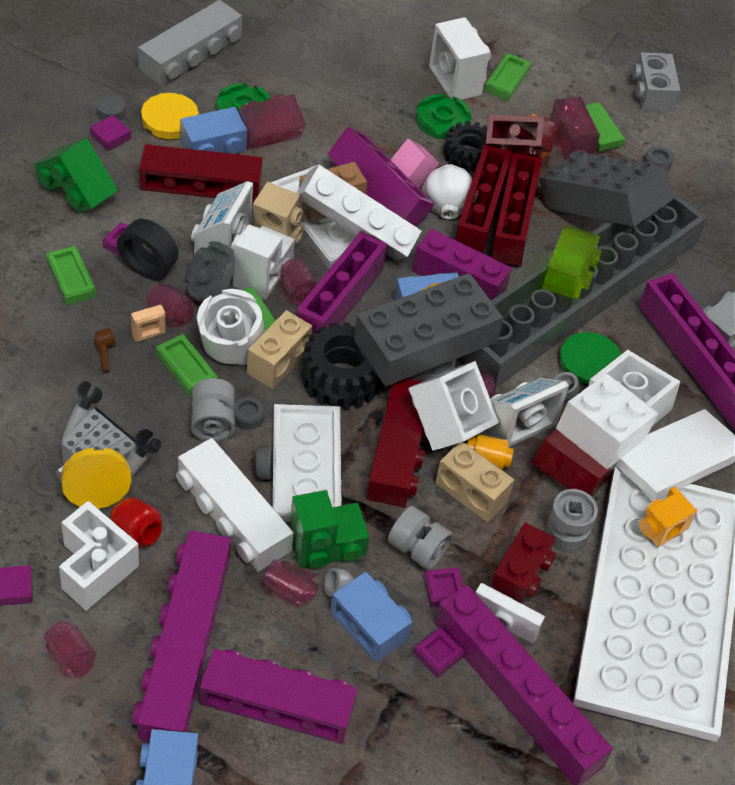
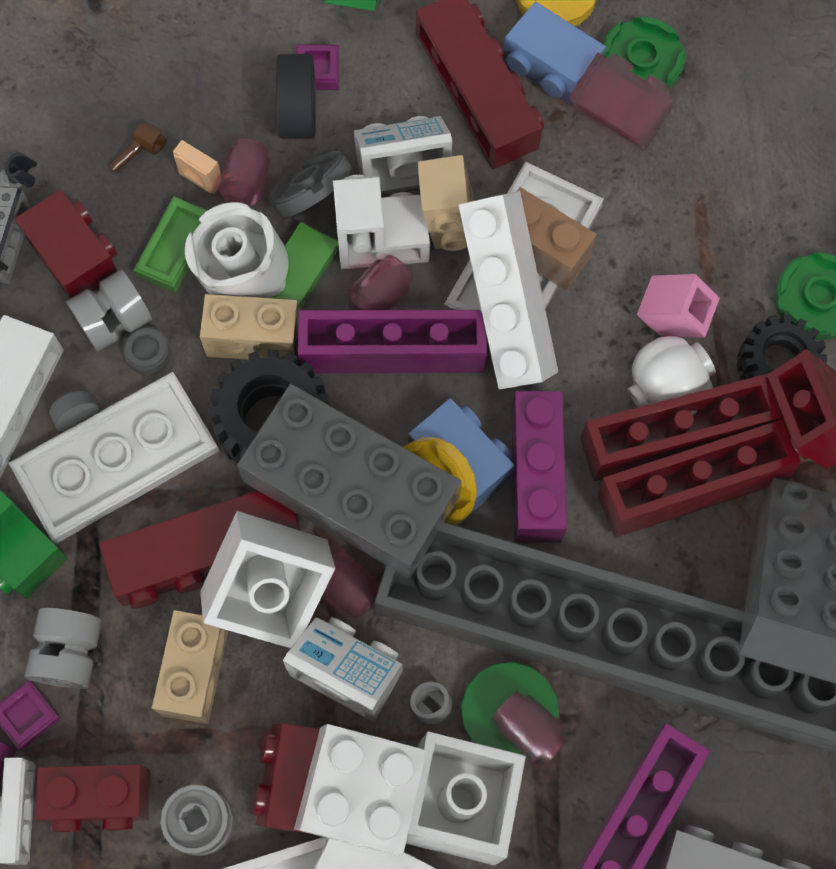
camera: 65 degrees right, 20 degrees up
(71, 275) = (225, 47): bright green tile -> none
(152, 407) = (67, 244): none -> dark red brick
(384, 179) = (619, 283): magenta brick -> none
(492, 449) = (251, 665): light orange brick -> none
(571, 262) = (608, 604): clear neon green brick -> none
(609, 344) = (529, 727): none -> clear pink brick

